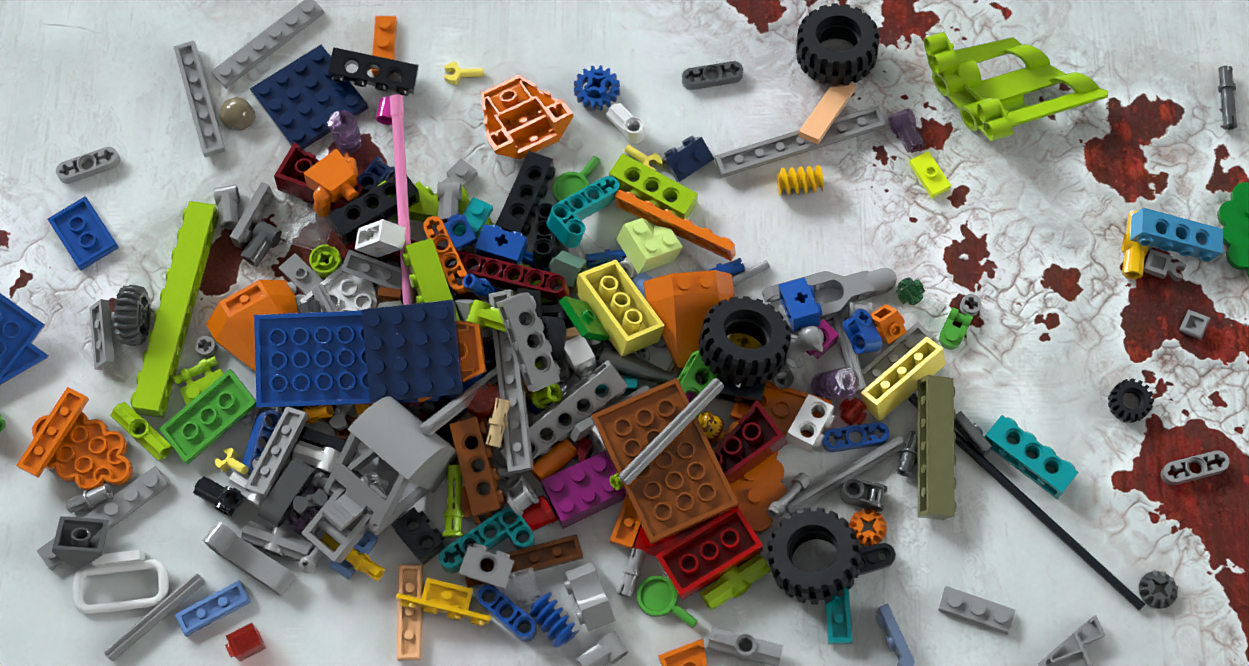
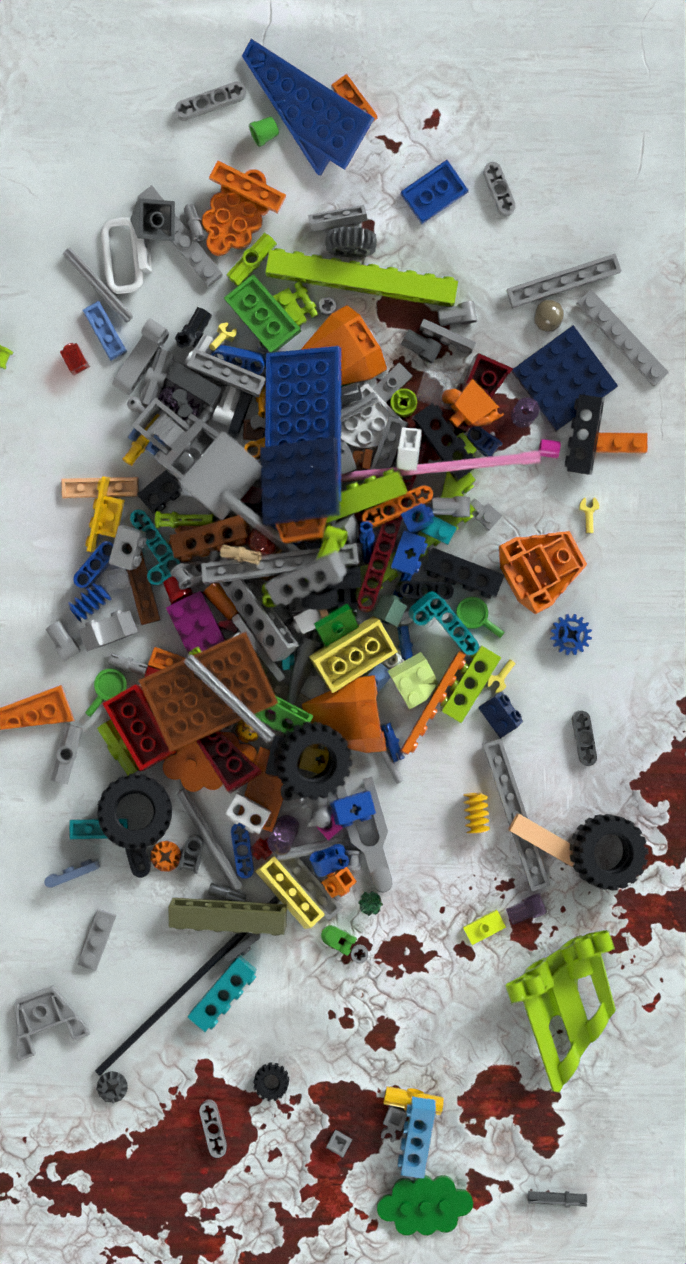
camera: 85 degrees right, 20 degrees up
(626, 122) = (536, 660): white piece -> none
(777, 508) = (177, 783): light grey bar -> none

